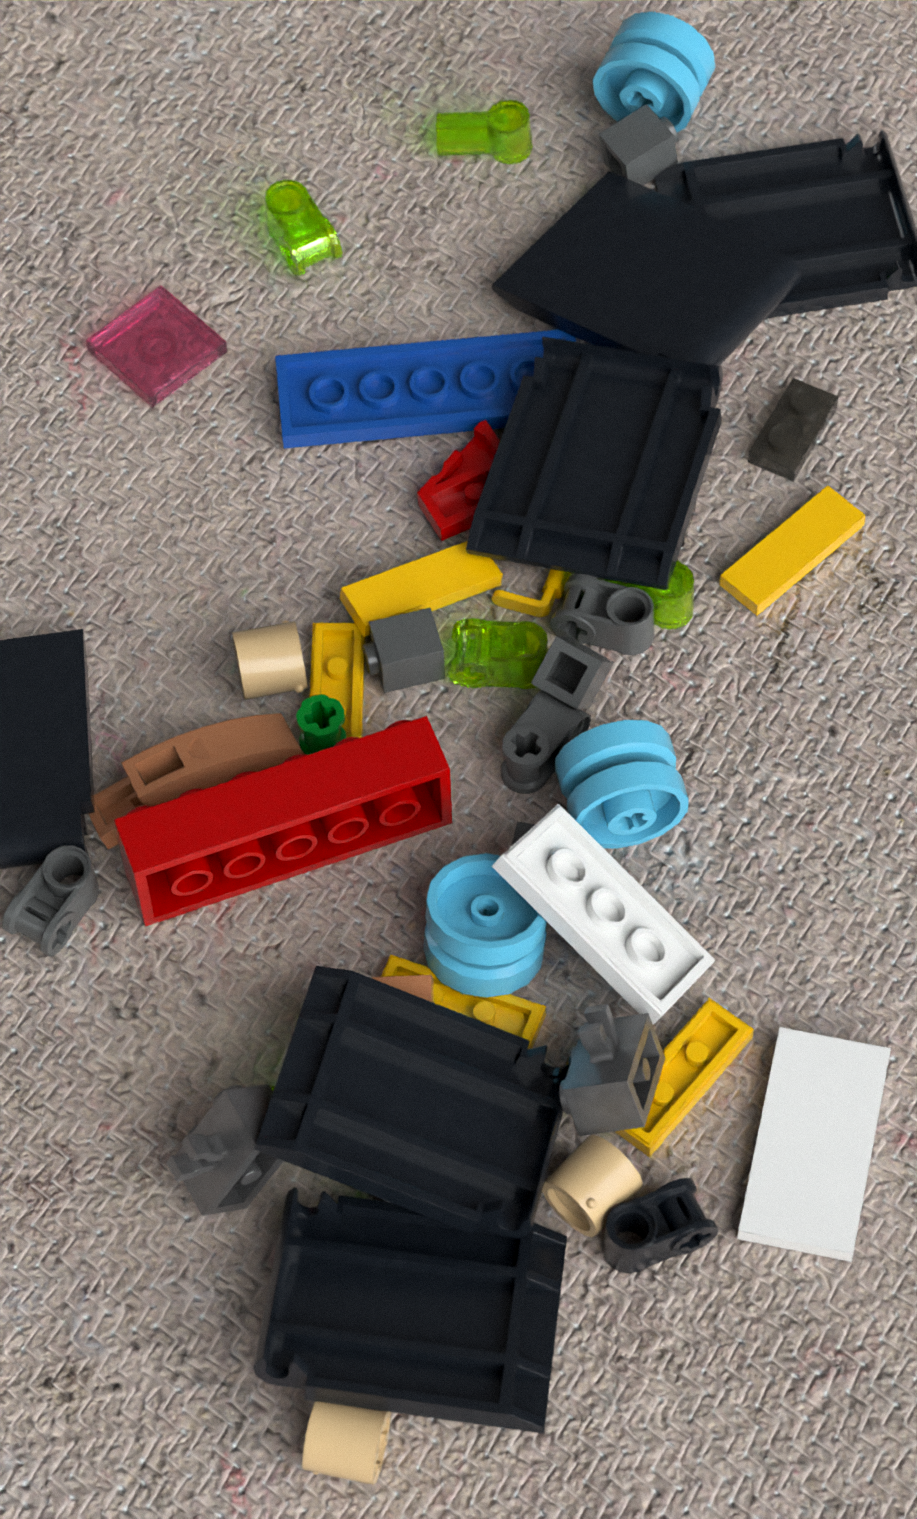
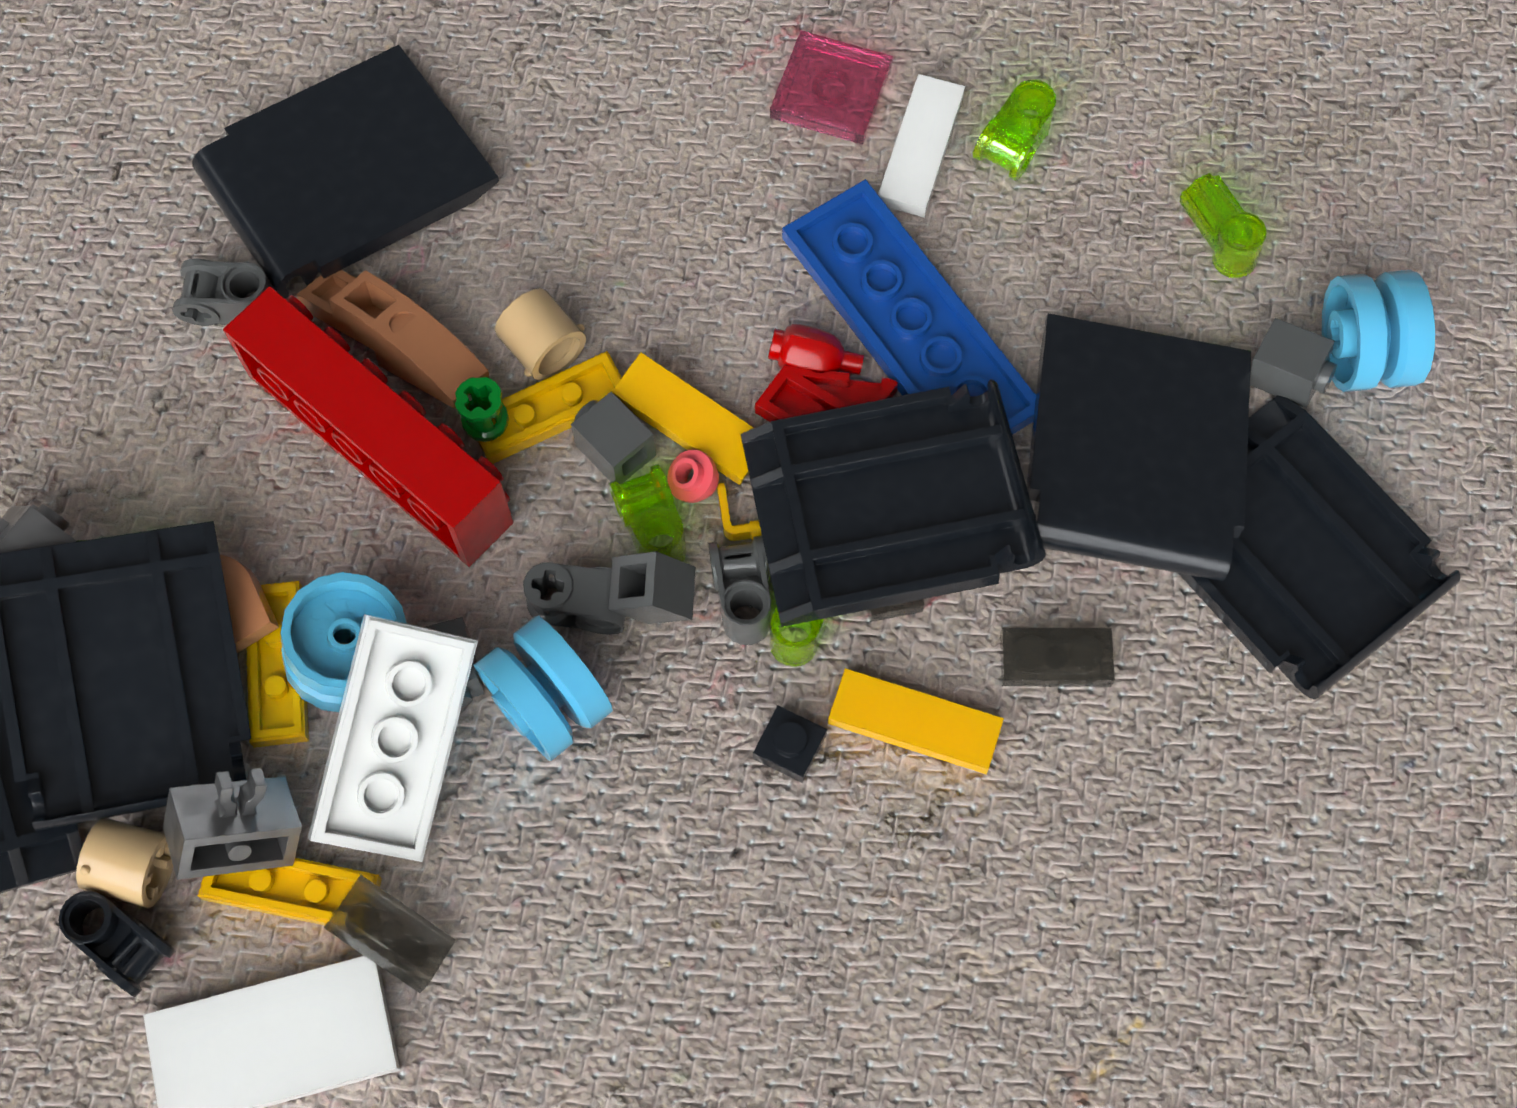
camera: 60 degrees right, 10 degrees up
(259, 305) = (921, 145): none -> white tile
(411, 471) = (813, 350): none -> red plant
(475, 589) = (703, 481): none -> coral plate
(761, 647) = (789, 743): none -> black plate
(772, 999) = (390, 934): none -> clear smoke plate

